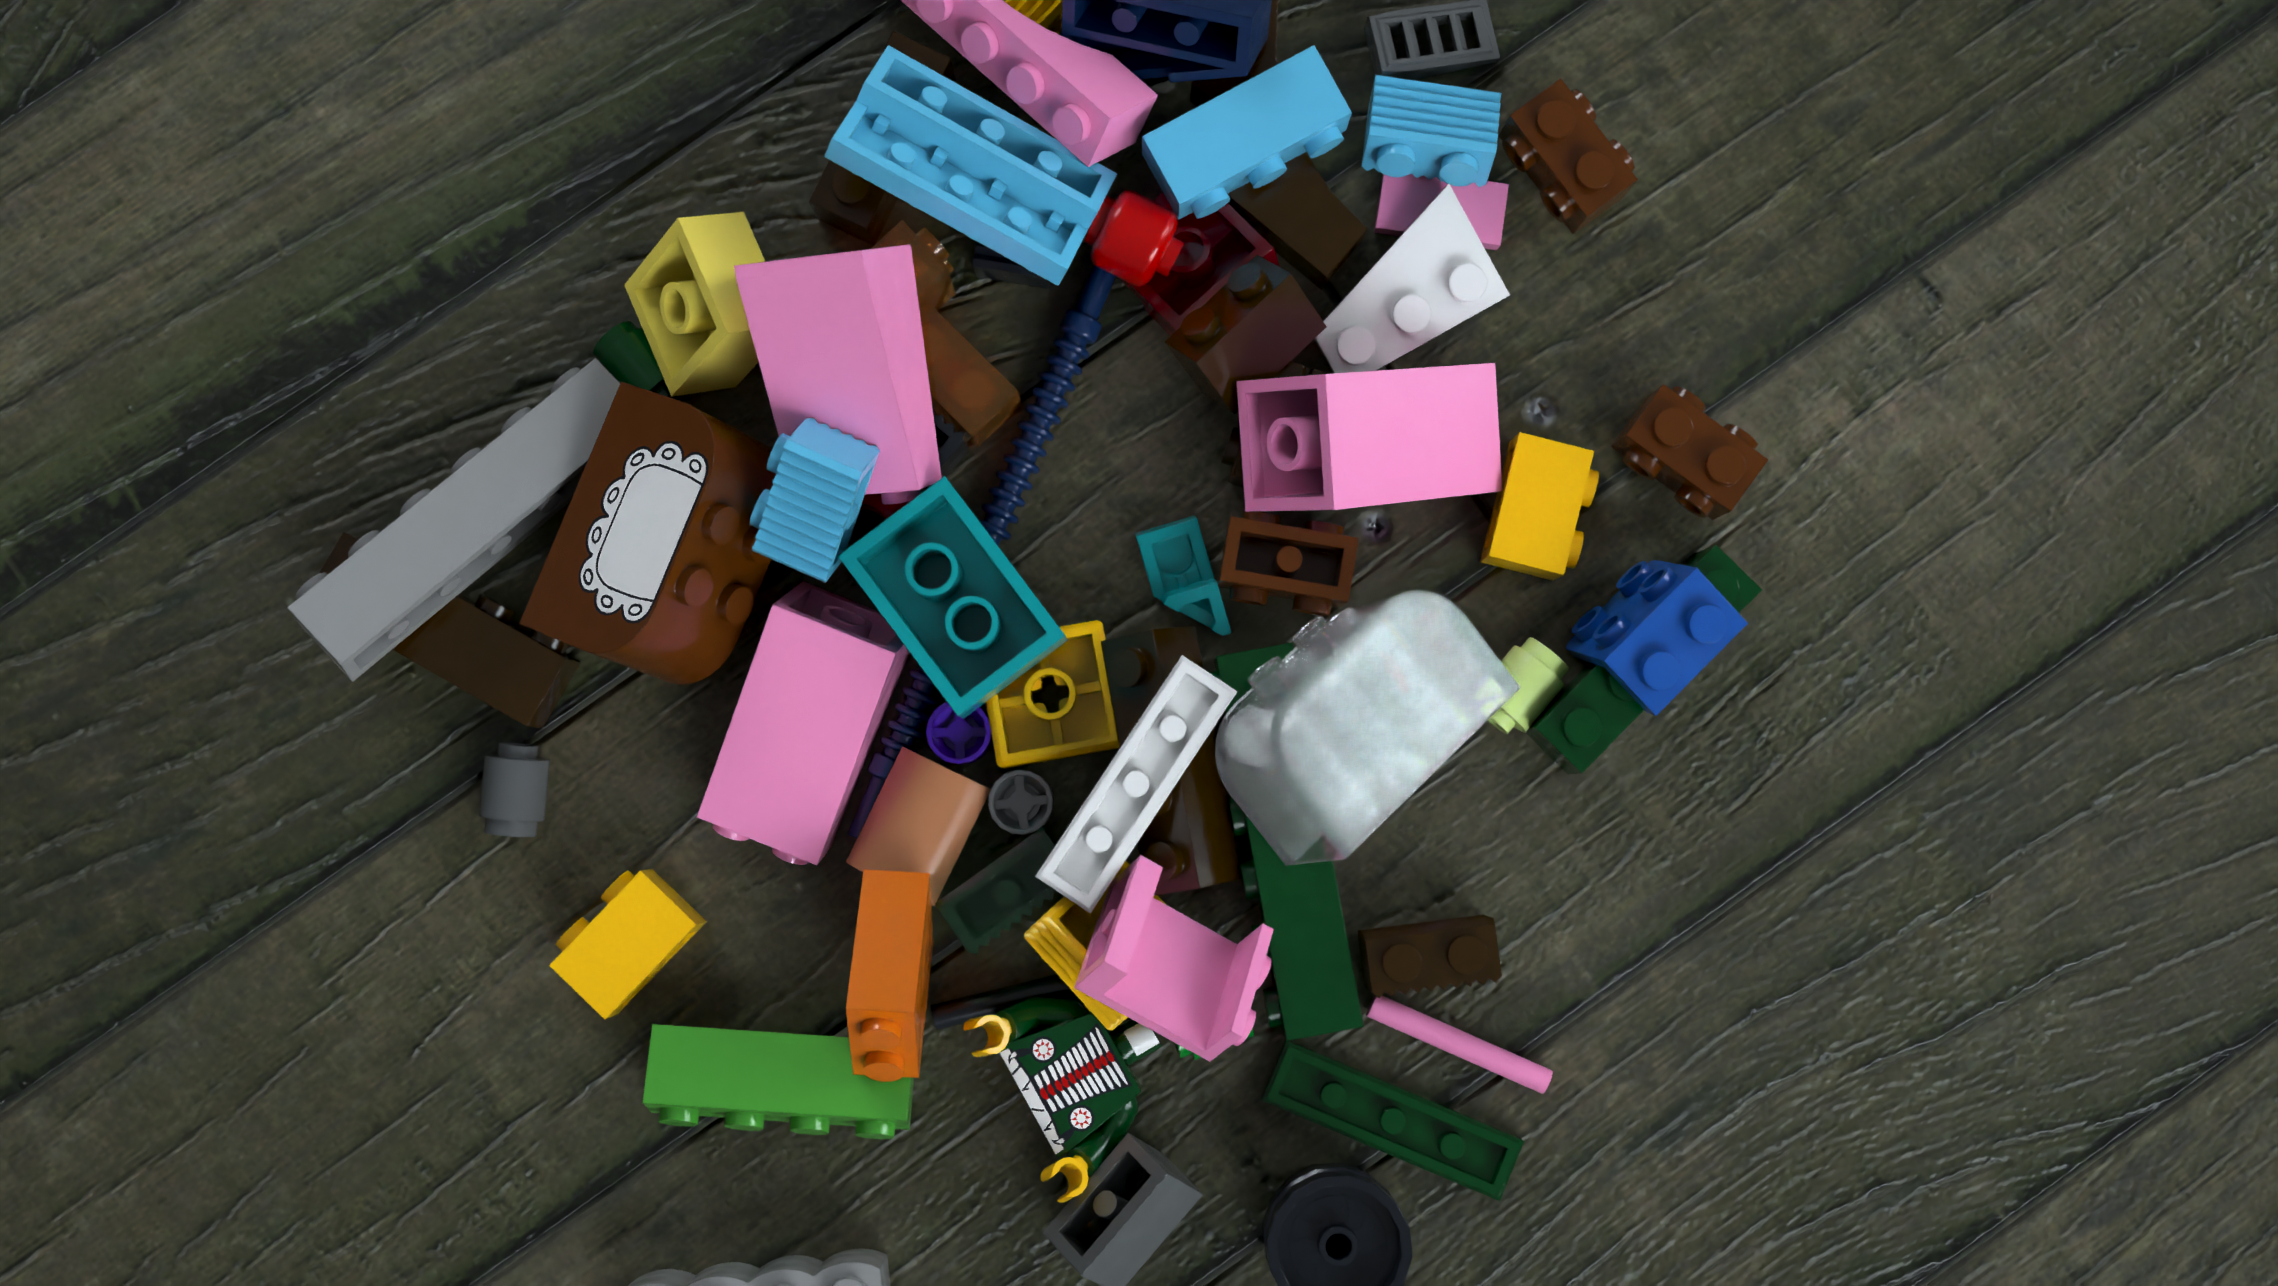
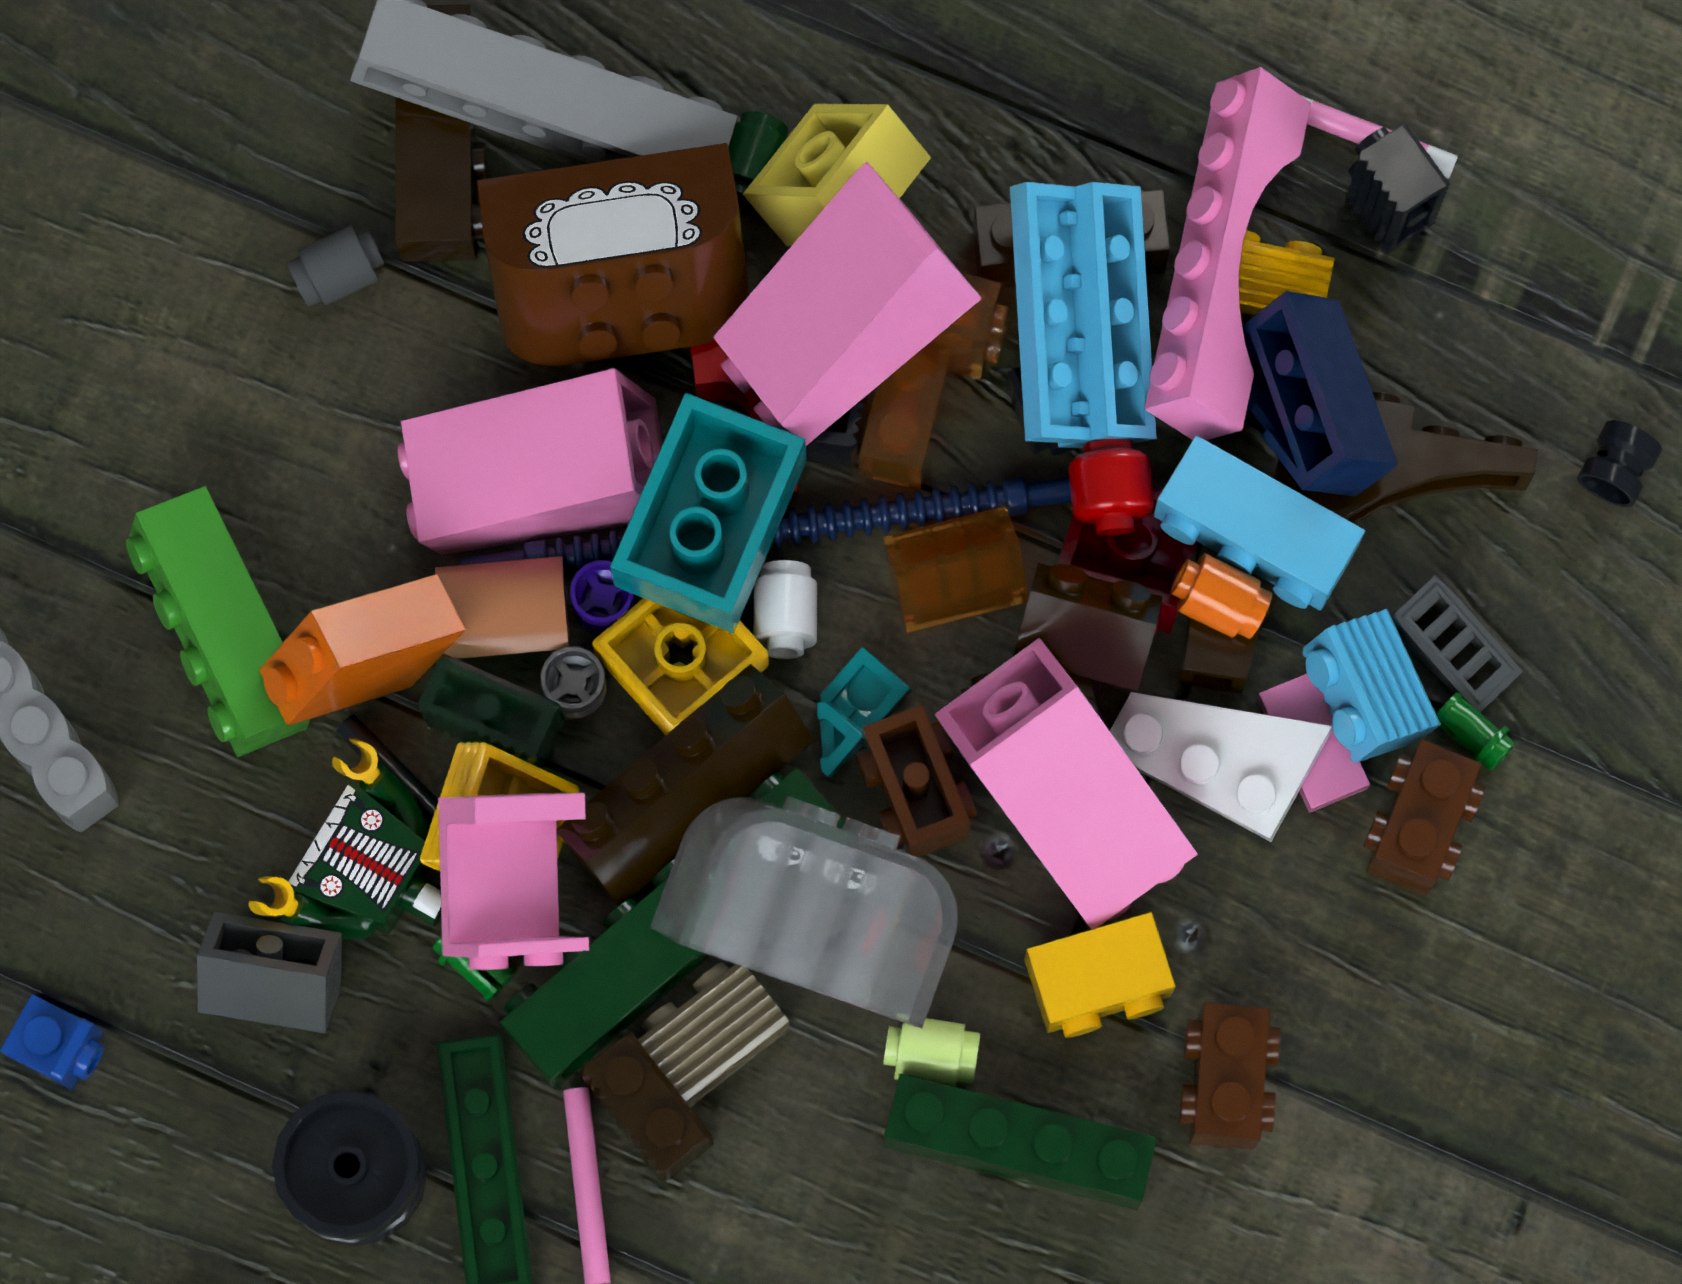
camera: 65 degrees right, 10 degrees down
(625, 941) = (262, 430): yellow brick -> none
(812, 498) = (720, 343): medium azure brick -> none
(1065, 581) = (785, 608): none -> white brick
(1115, 414) = (956, 569): none -> clear orange brick
(1136, 784) = (643, 754): white tile -> none
(1291, 204) = (1221, 596): none -> orange brick
(1400, 871) = (713, 1030): none -> dark tan brick
(1517, 69) = (1474, 732): none -> green pin
(1656, 631) = (1046, 1132): blue bracket -> none

